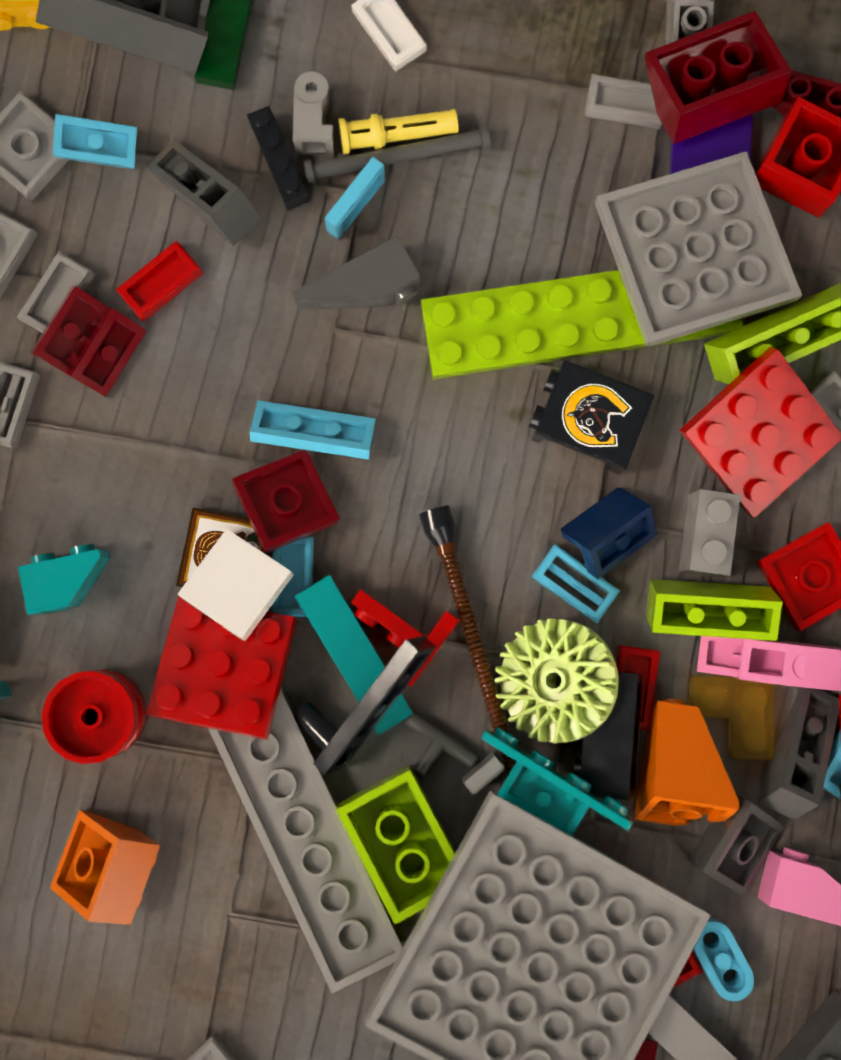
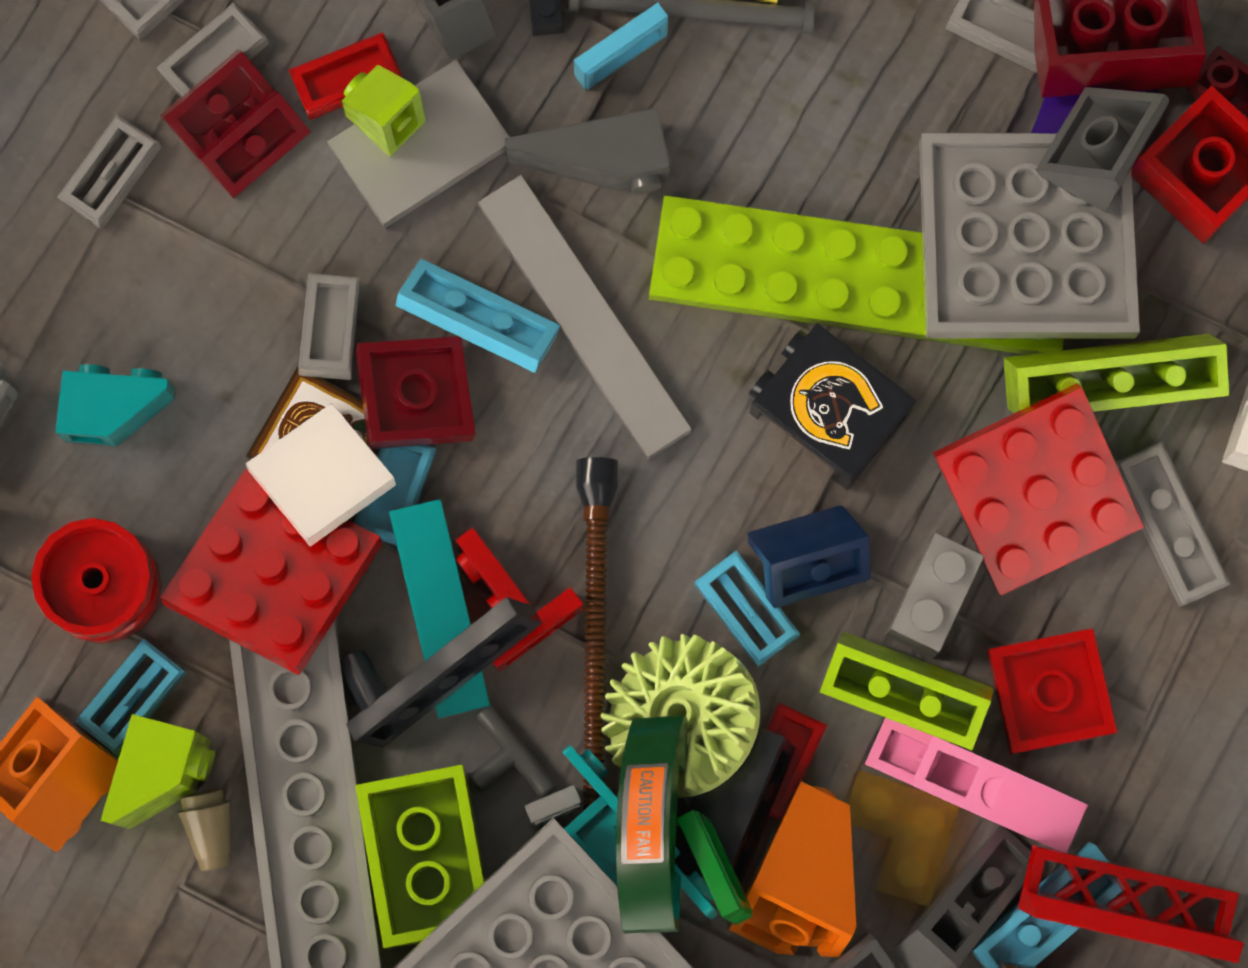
camera: 25 degrees right, 5 degrees down
(161, 757) = (111, 688): none -> medium azure tile
(180, 840) = (155, 770): none -> lime slope
(195, 295) = (384, 108): none -> lime slope
(206, 471) = (329, 326): none -> light grey tile
(230, 315) = (449, 146): none -> light grey tile
(235, 868) = (208, 827): none -> dark tan cone
(390, 406) = (584, 317): none -> light grey tile
(564, 774) = (647, 824): none -> dark green slope
(621, 789) = (715, 867): none -> green tile
(735, 162) = (1101, 142): none -> dark grey slope

